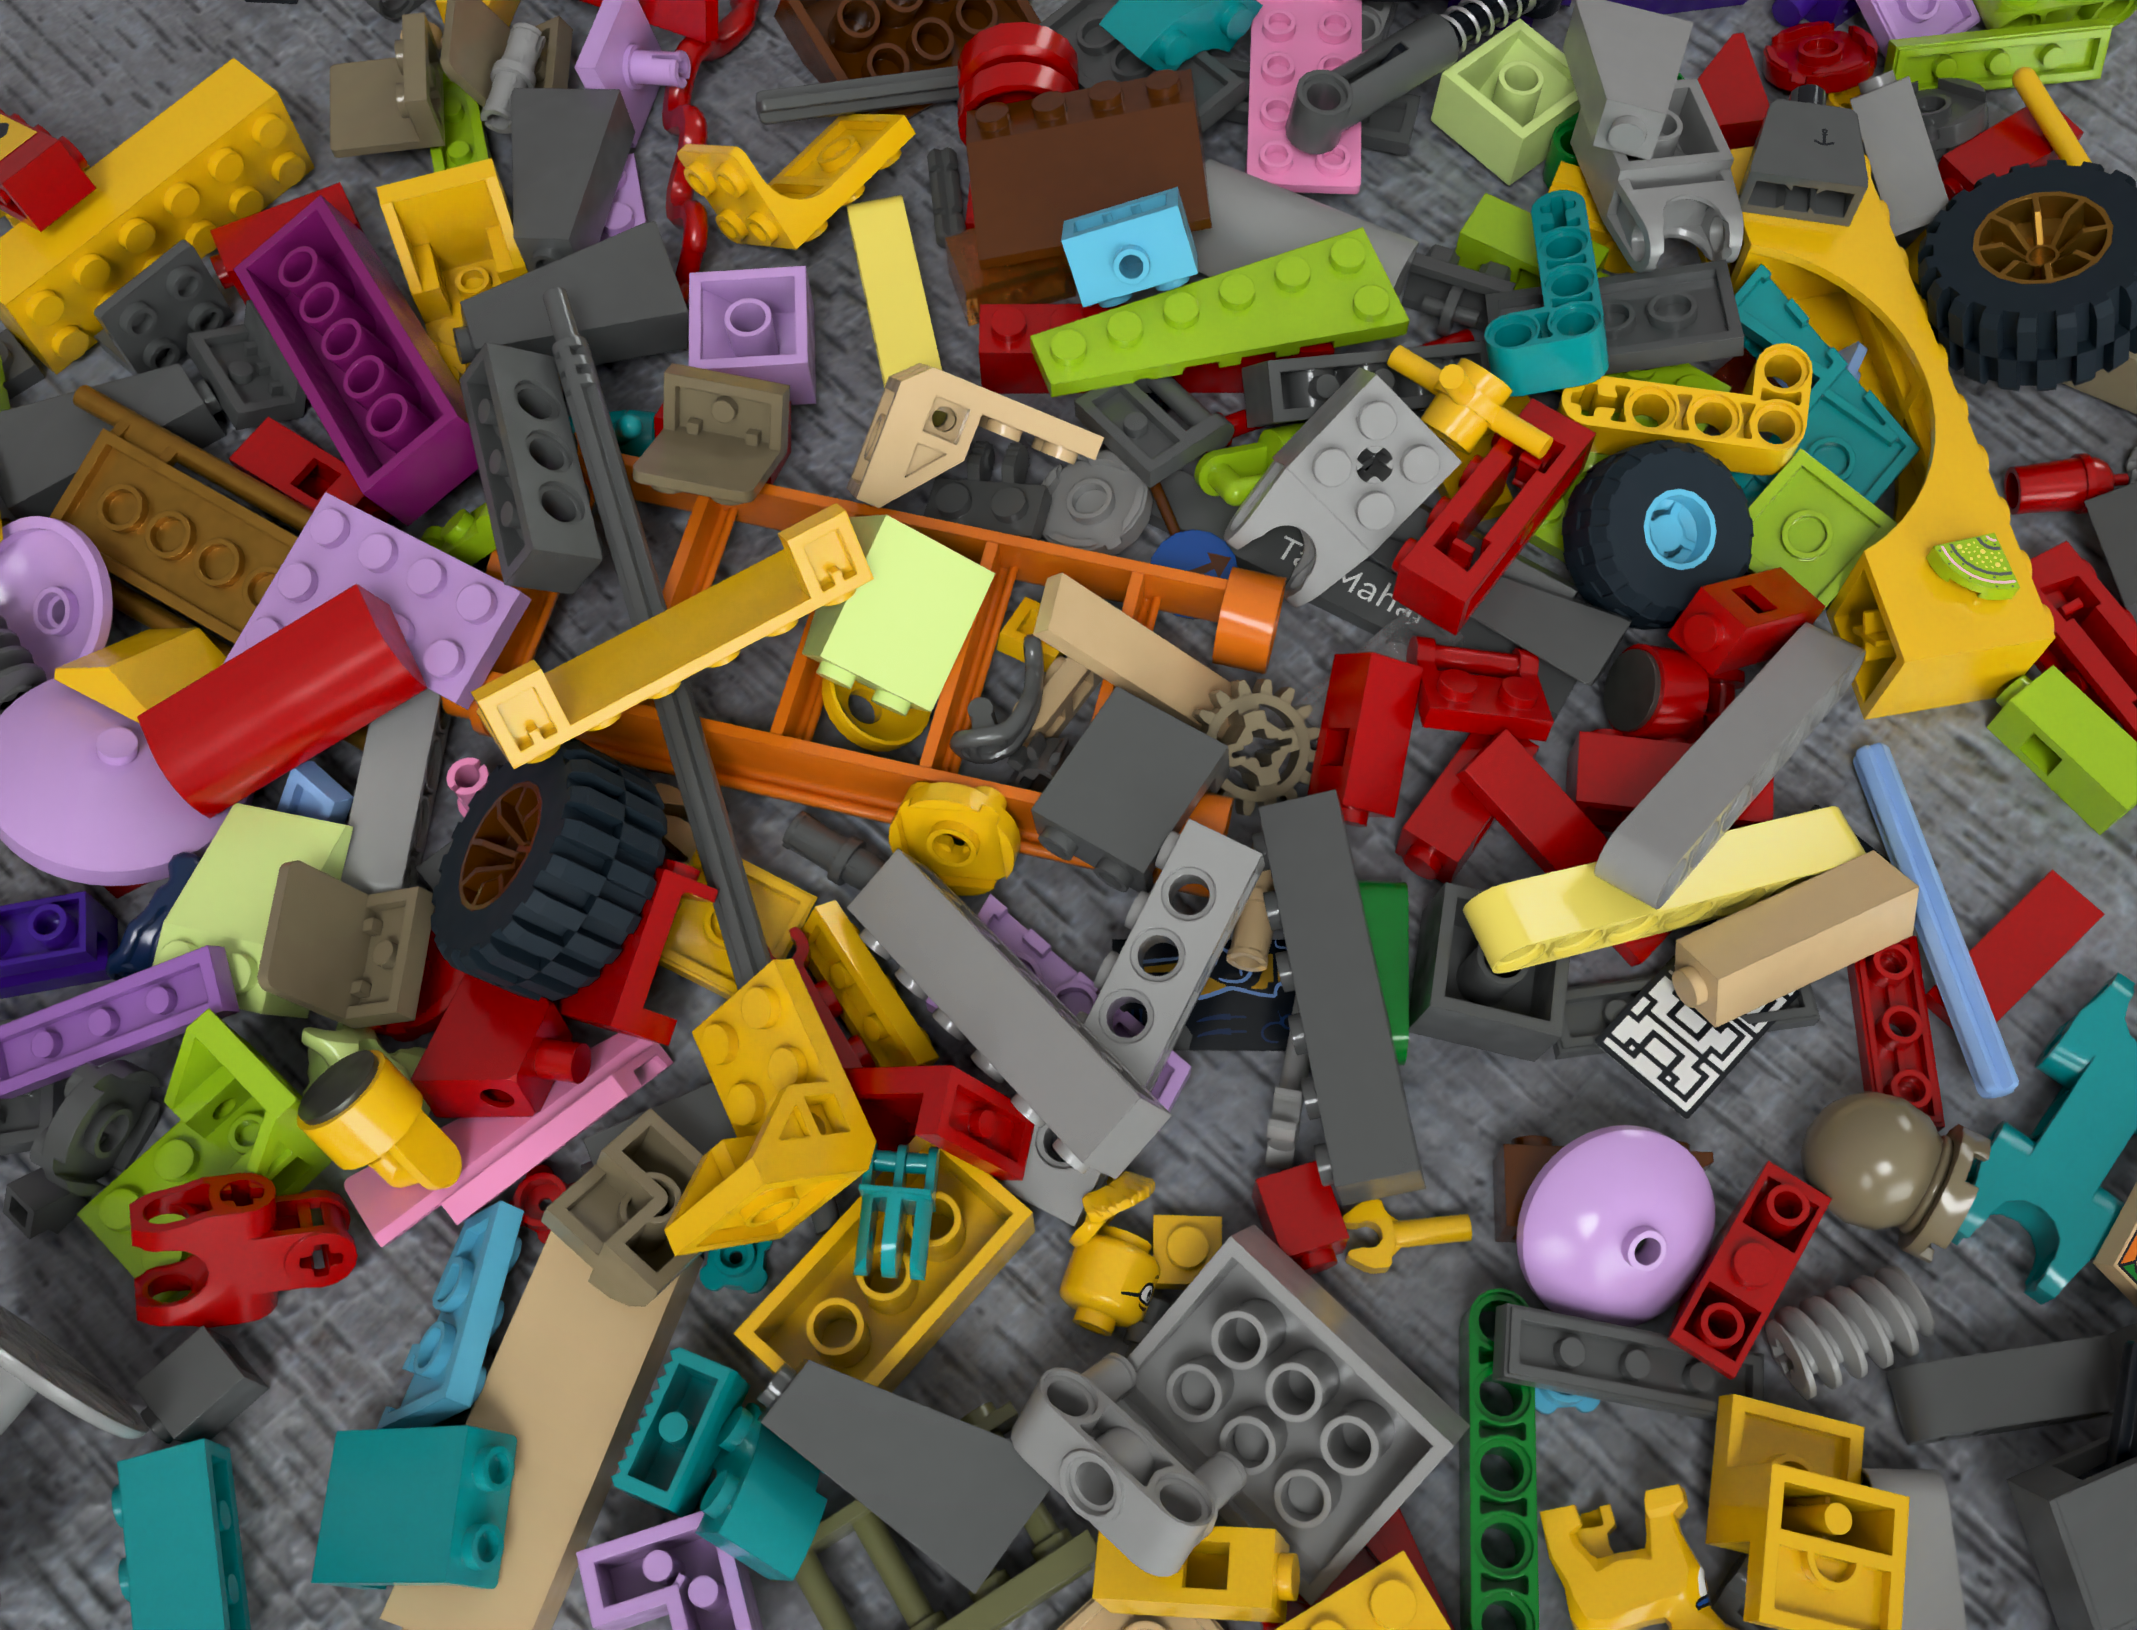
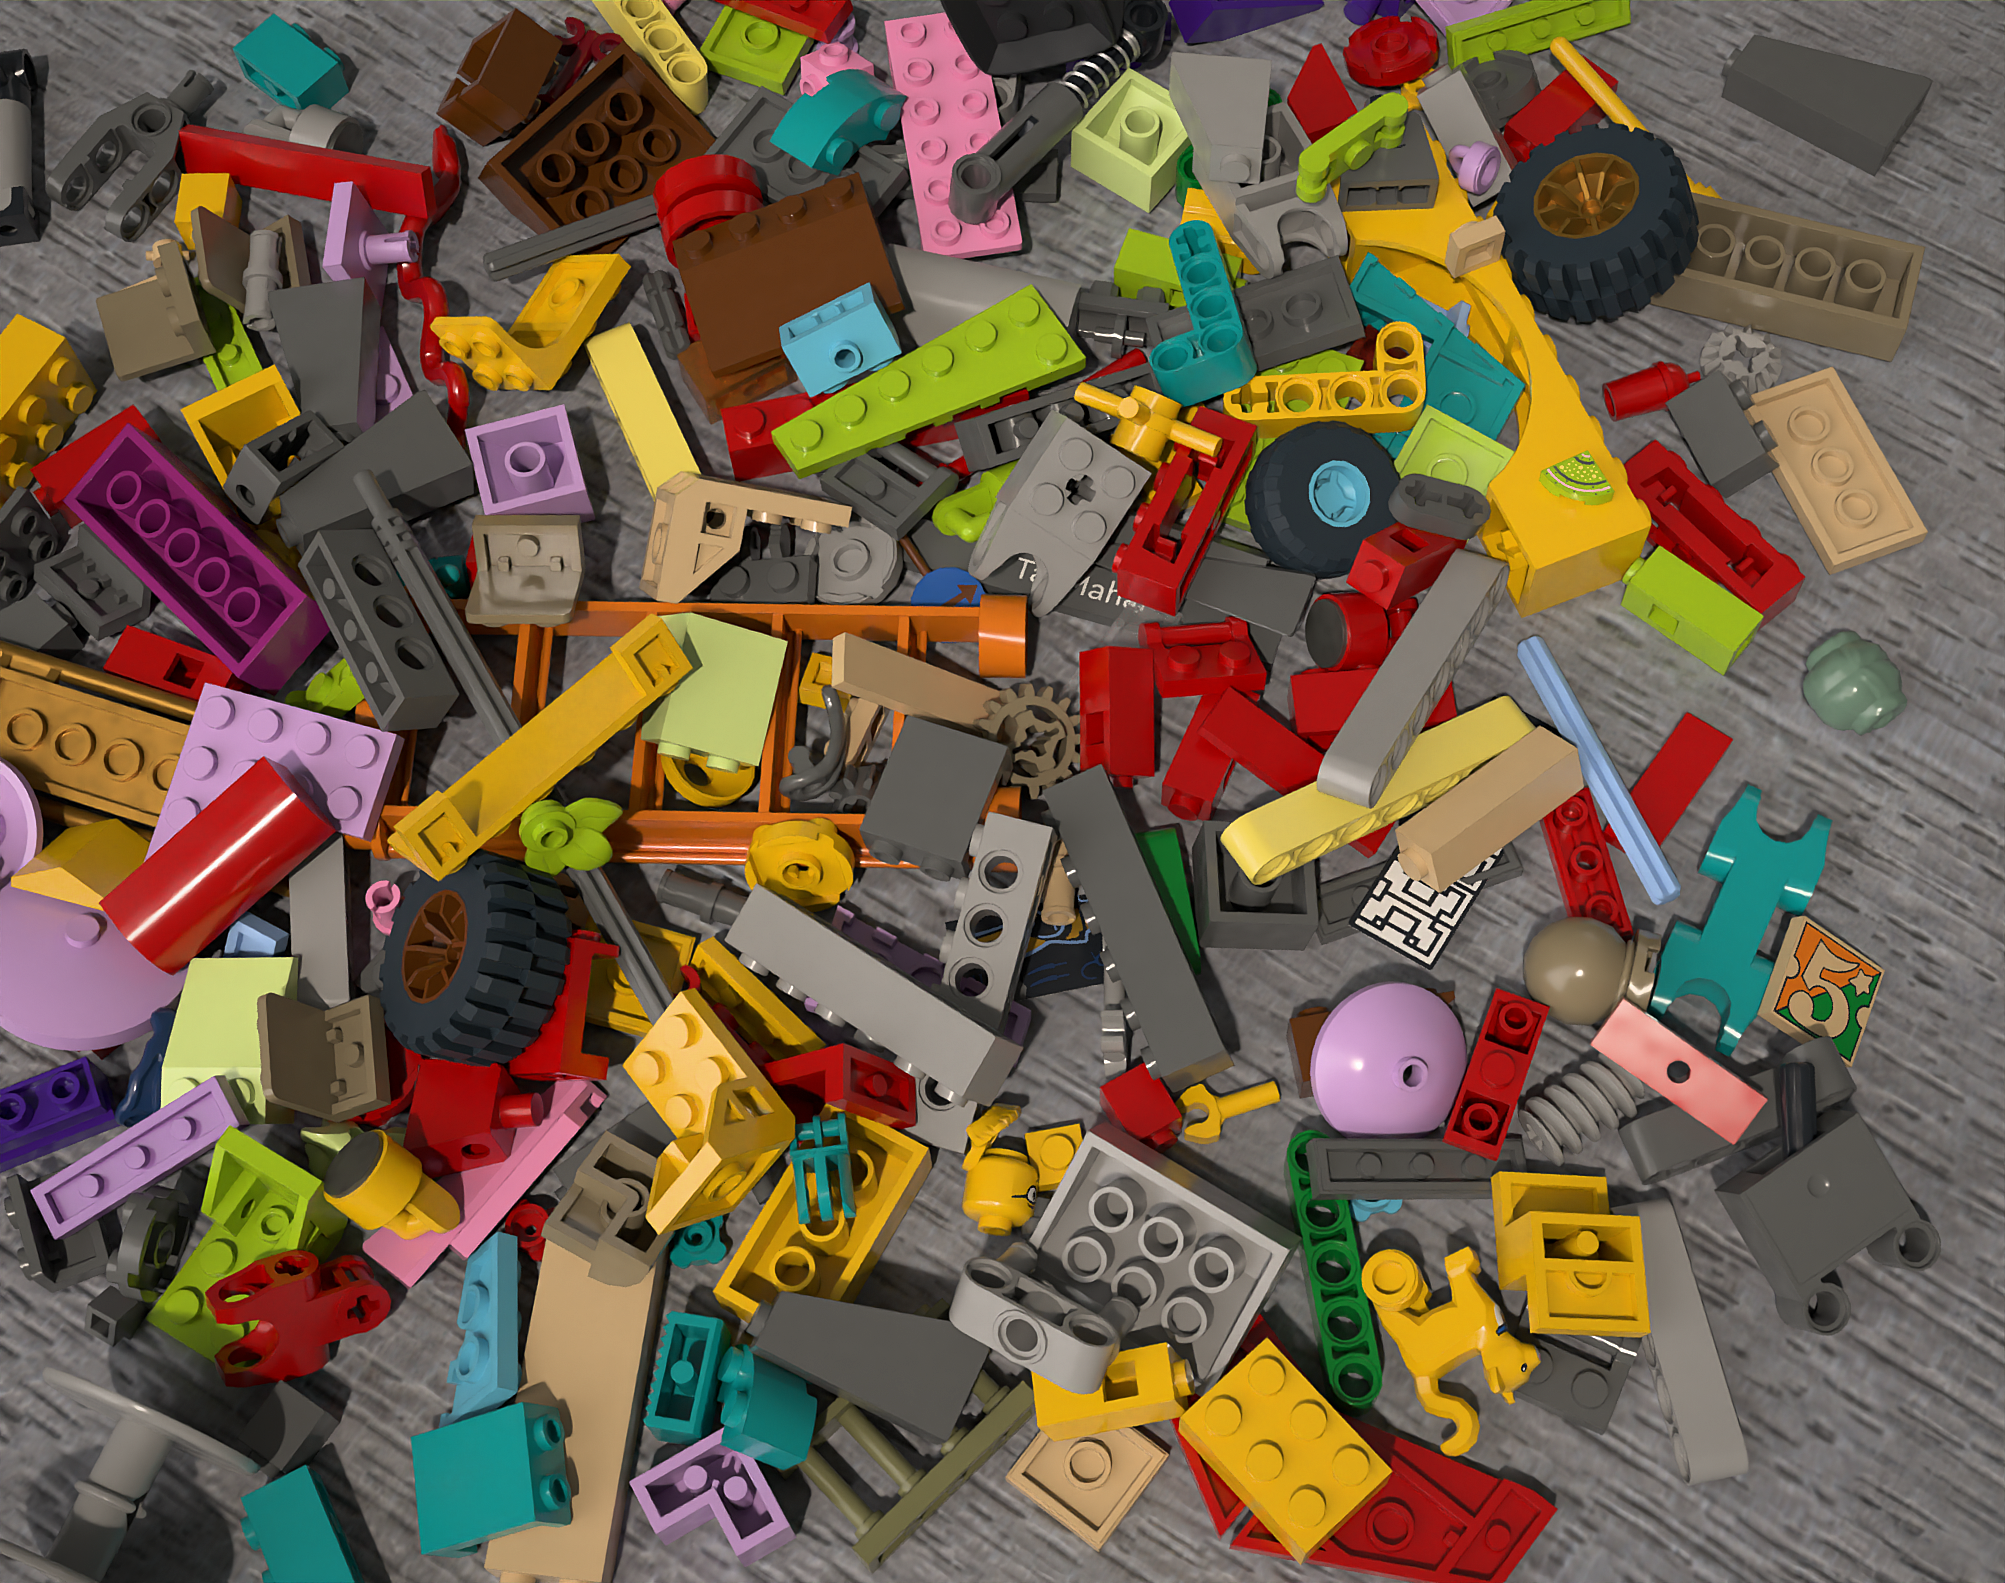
camera: 10 degrees left, 0 degrees up
(467, 262) = (263, 469): none -> dark grey torso
(683, 745) = (568, 834): none -> lime plate
(1573, 1504) = (1392, 1280): none -> yellow tile
(1772, 127) = (1351, 145): none -> lime plate
(1796, 567) = (1439, 506): none -> dark grey beam
(1895, 274) = (1474, 246): none -> tan plate
(1912, 187) = (1478, 165): none -> lavender tile
(2012, 1347) = (1707, 1089): none -> tile

